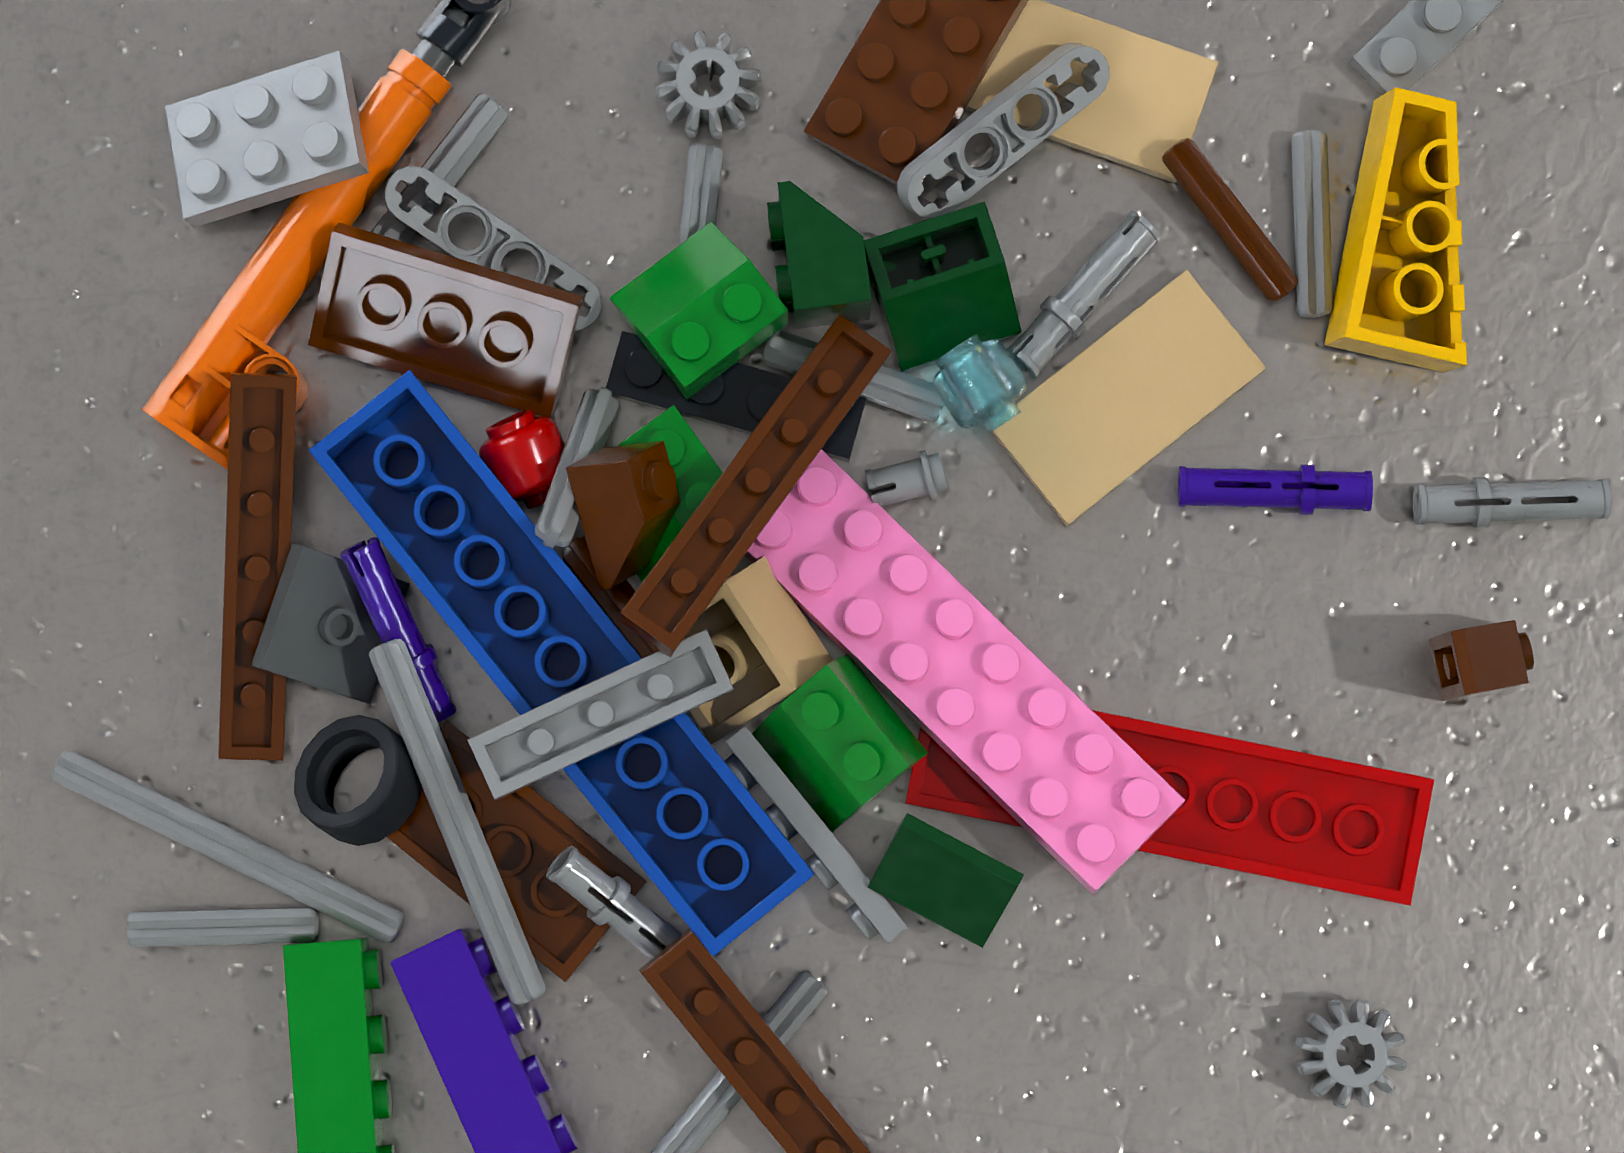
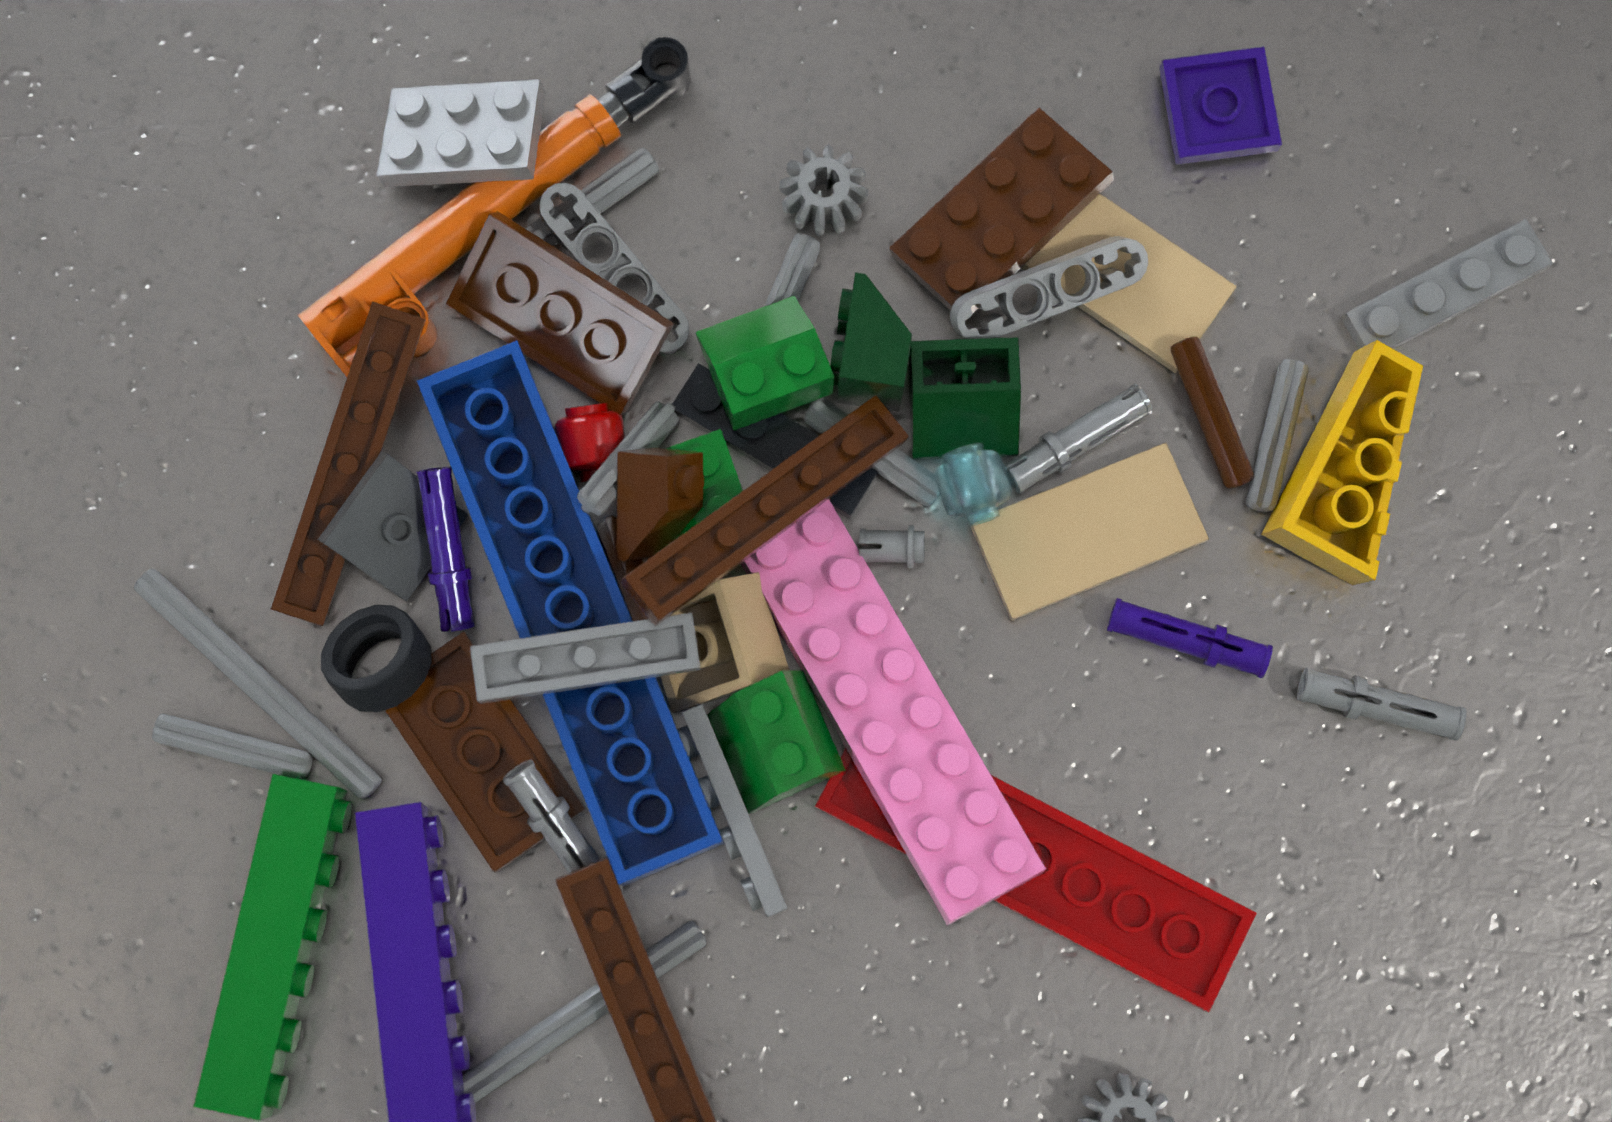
camera: 15 degrees right, 5 degrees down
(457, 821) = (445, 715): light grey axle -> none
(945, 880) = (828, 877): dark green slope -> none
(1481, 659) = (1322, 824): reddish brown slope -> none

